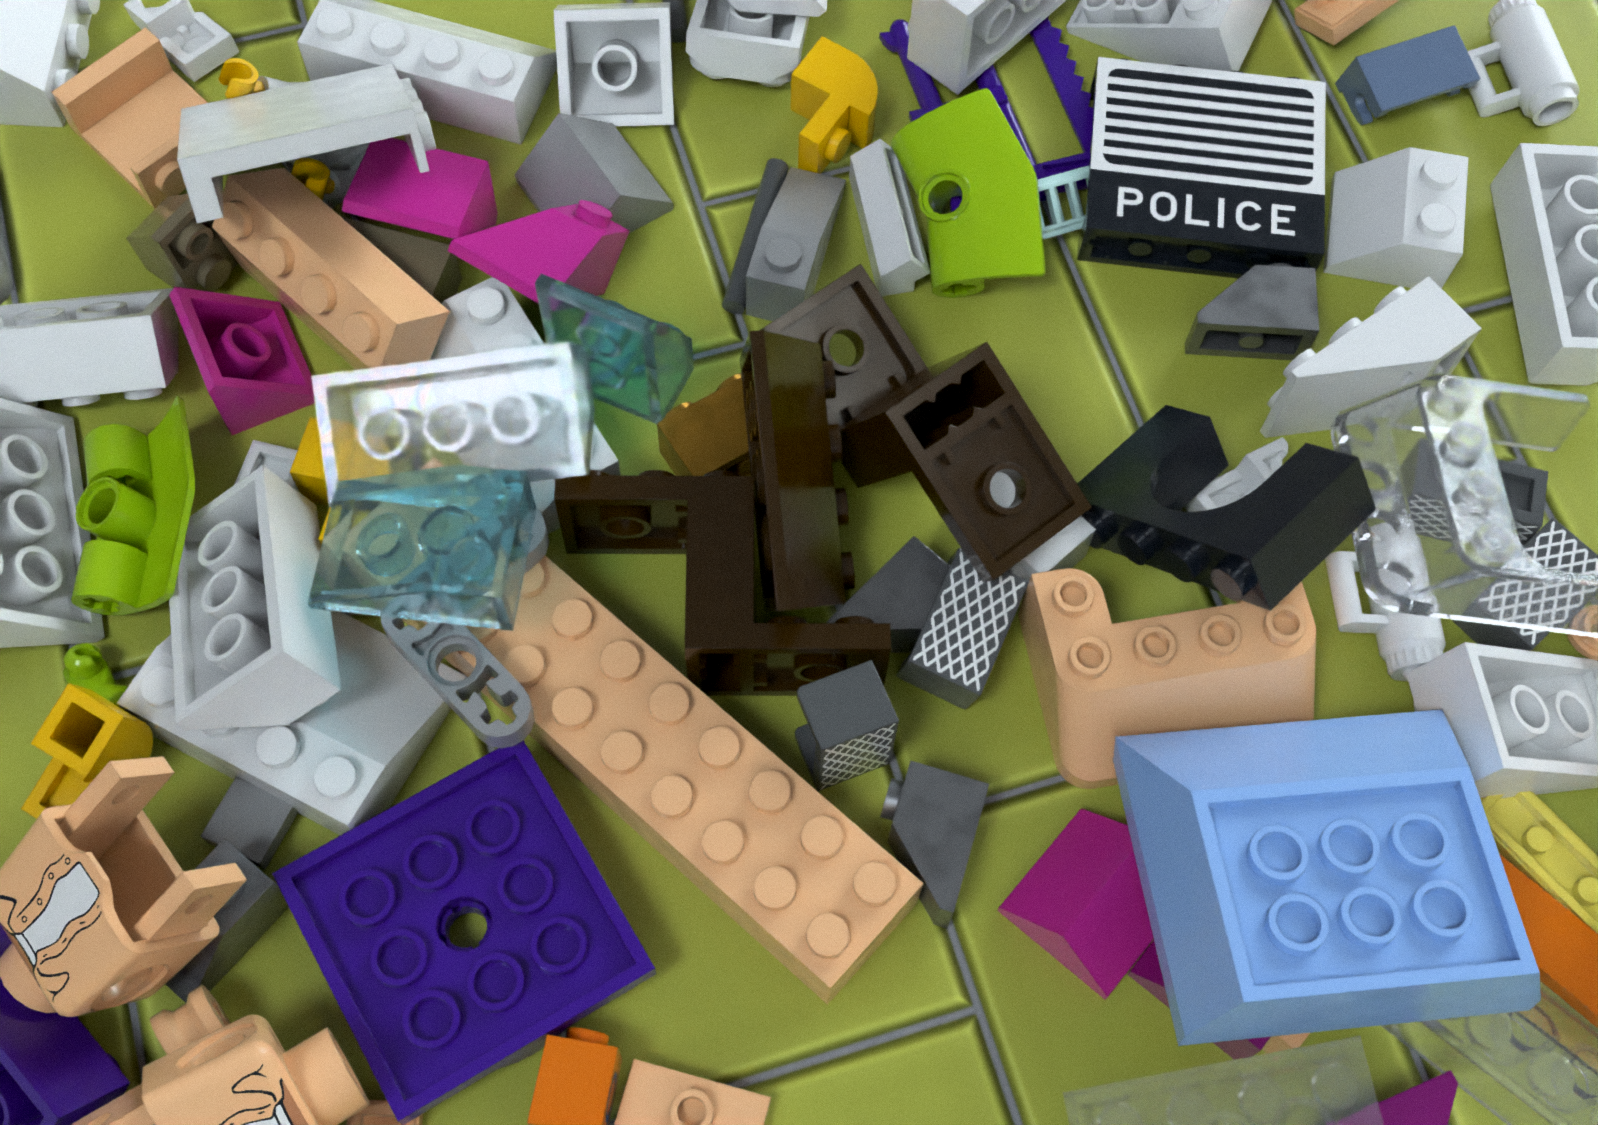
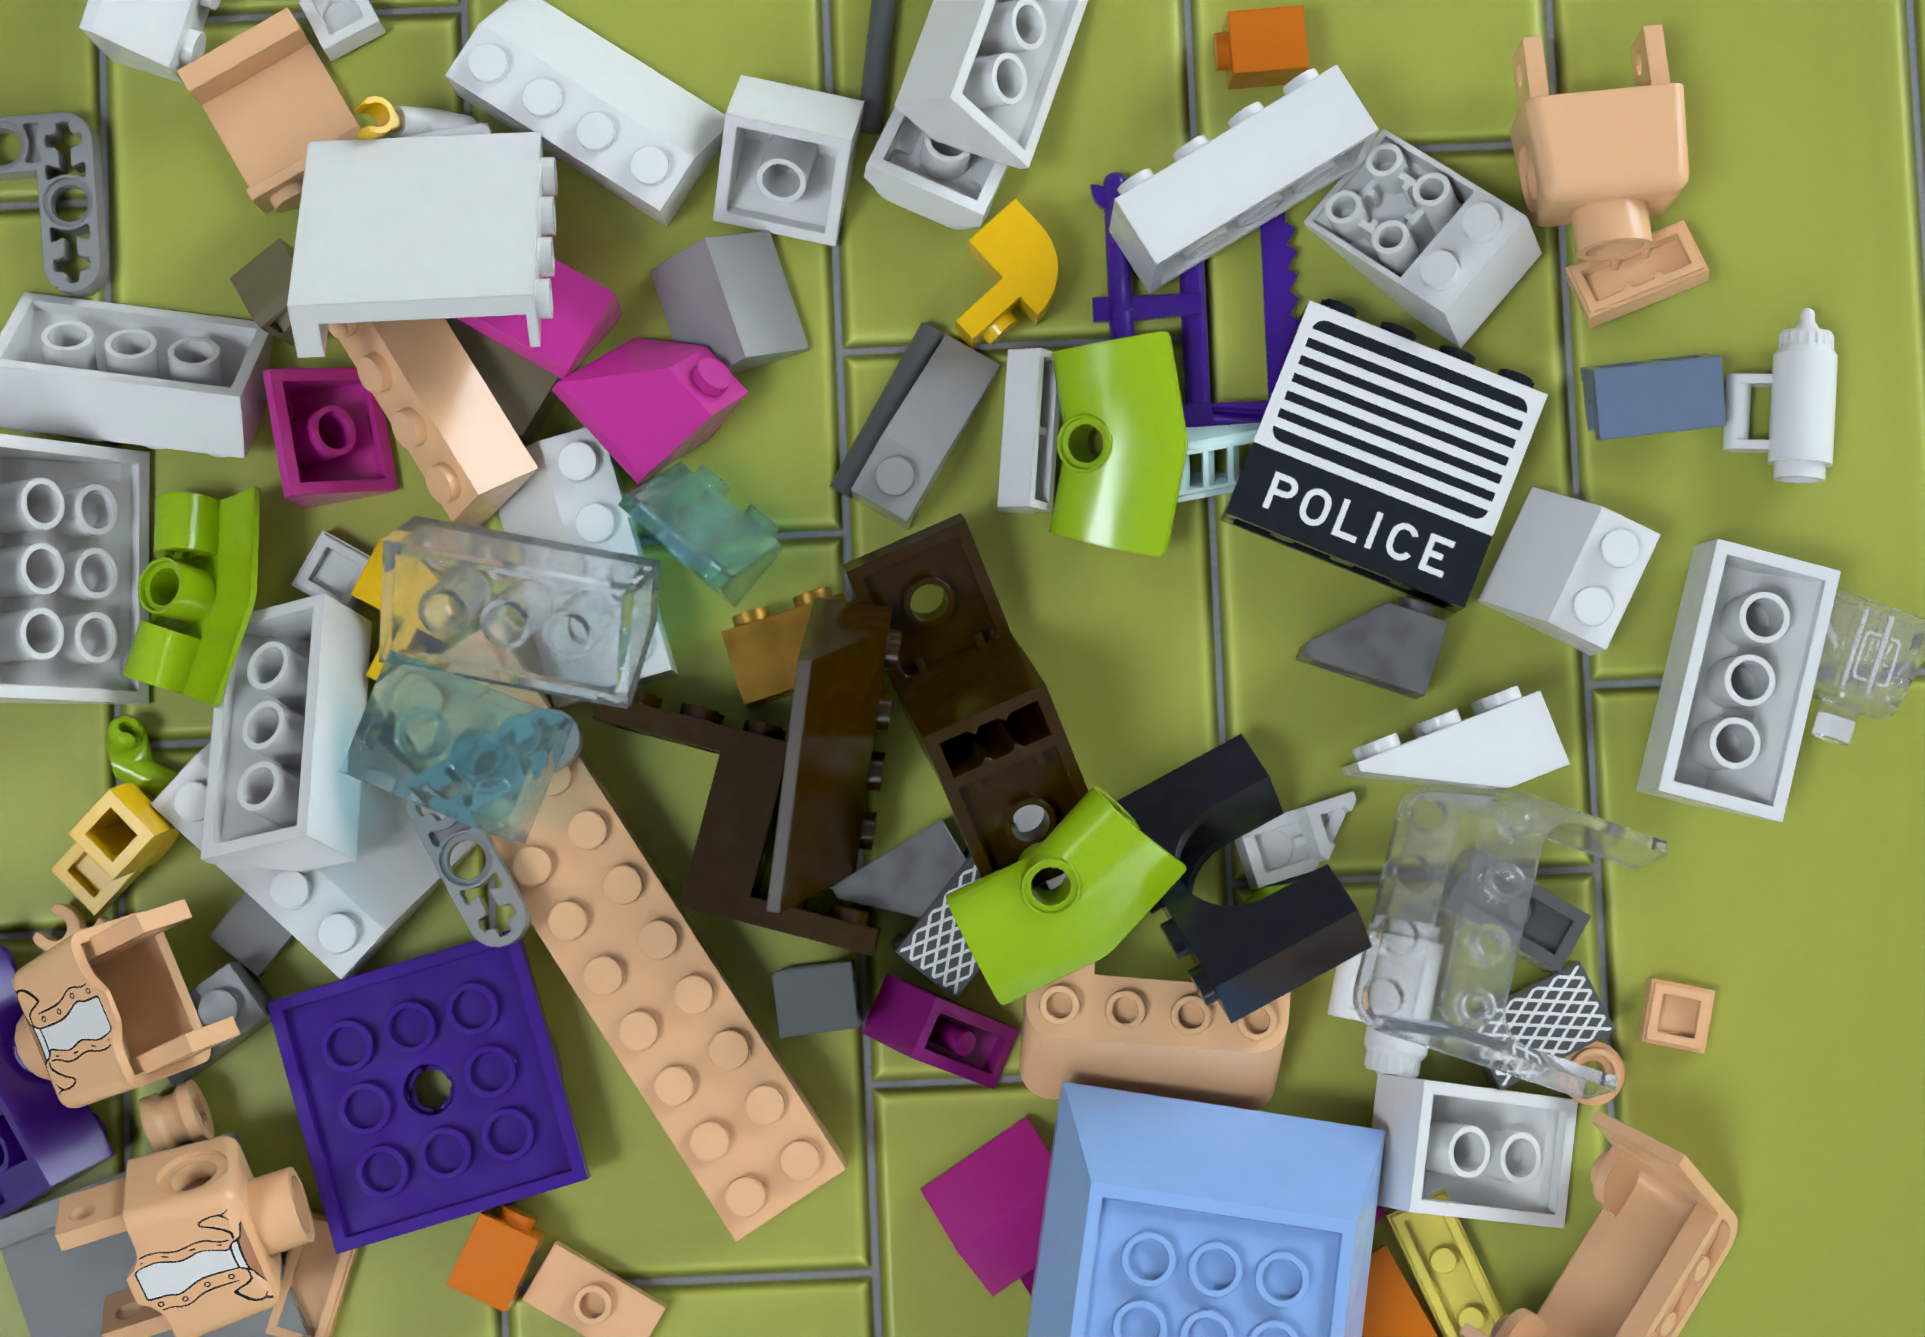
camera: 15 degrees right, 20 degrees up
(934, 831) = (878, 1111): flat silver slope -> none
(972, 737) = (939, 1031): none -> magenta slope
(1102, 519) = (1038, 935): none -> lime panel

